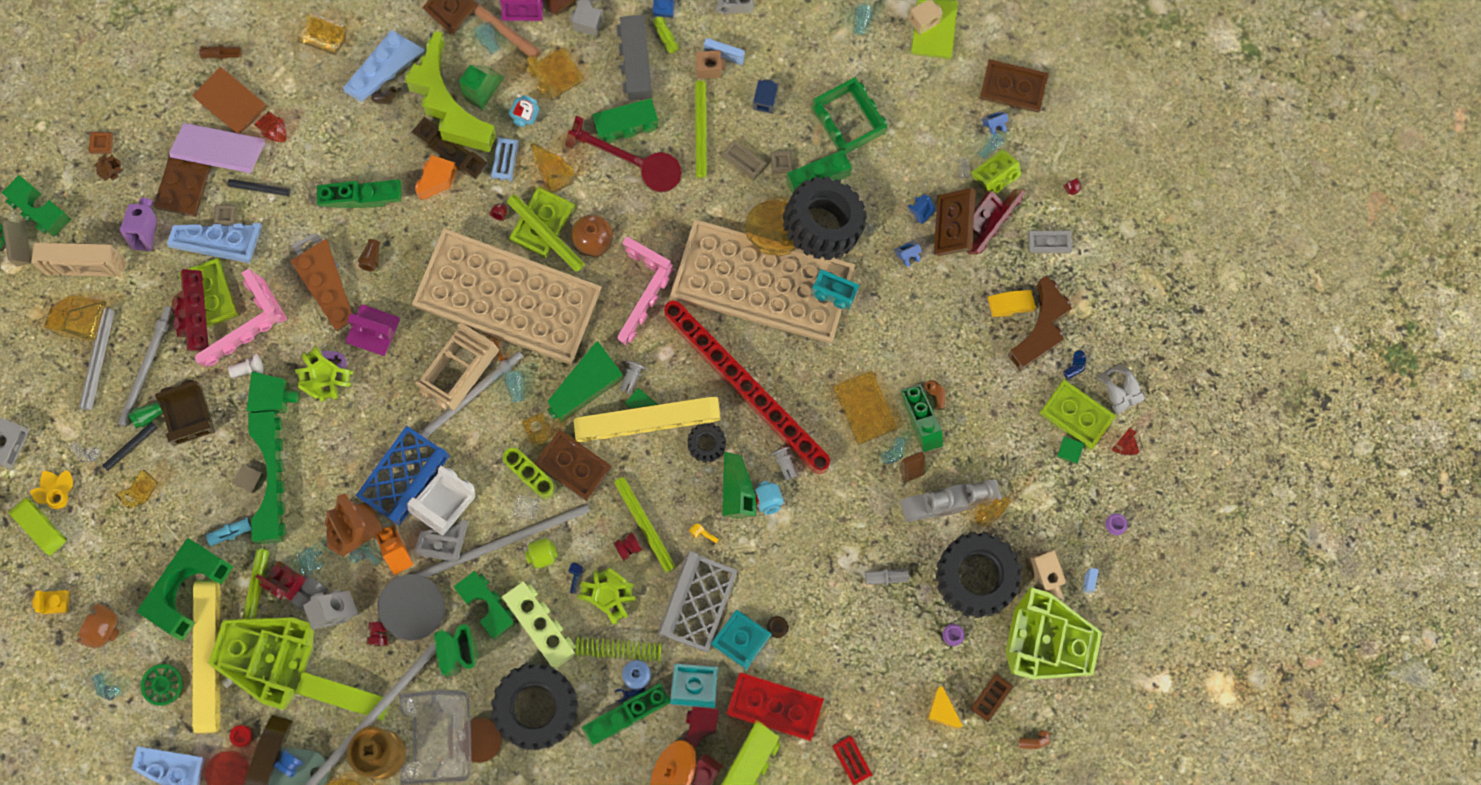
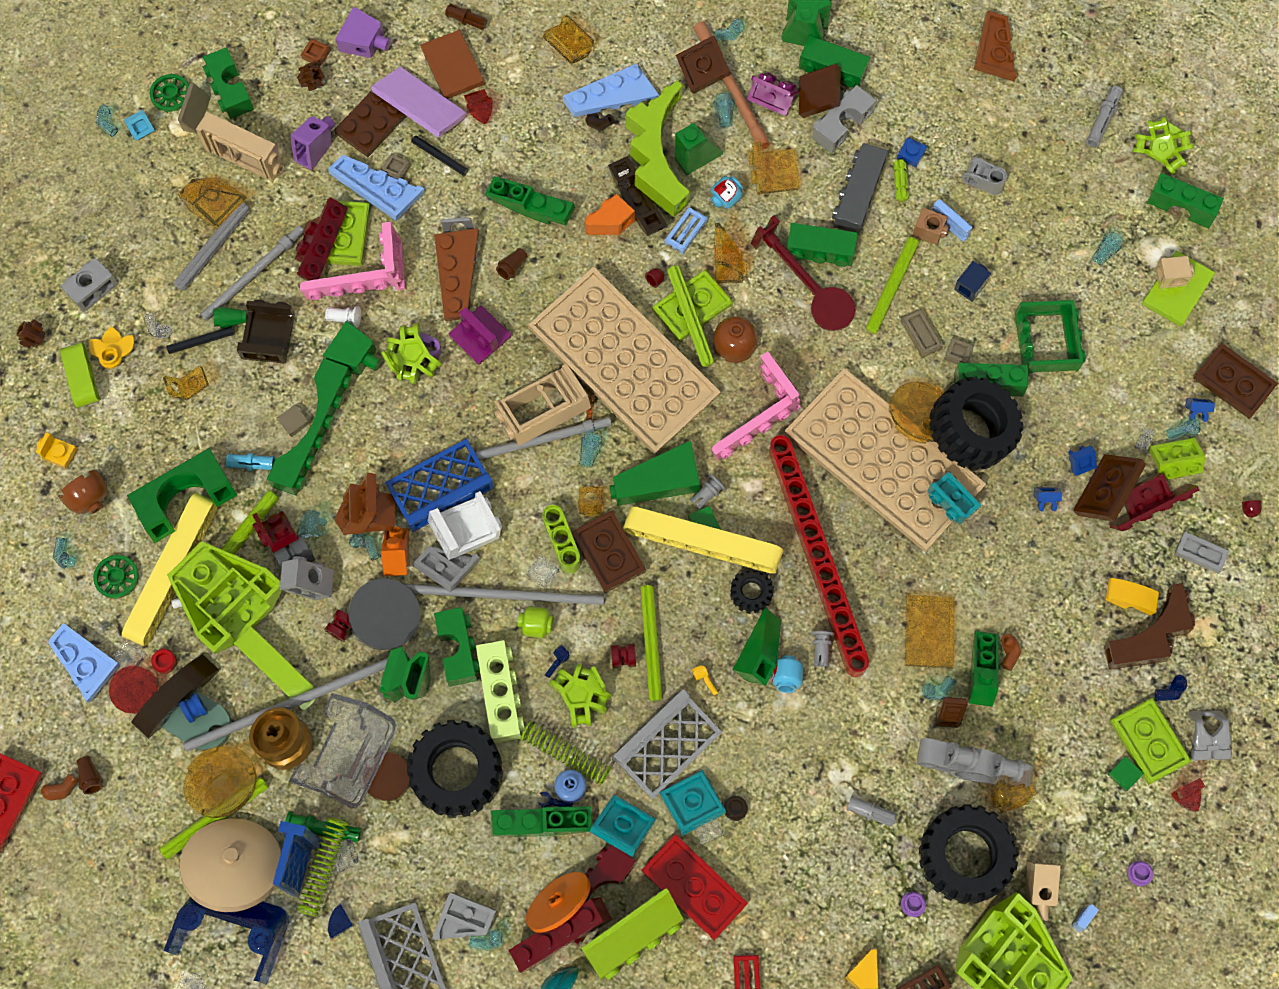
camera: 30 degrees right, 5 degrees down
(135, 109) = (361, 35): none -> medium lavender torso

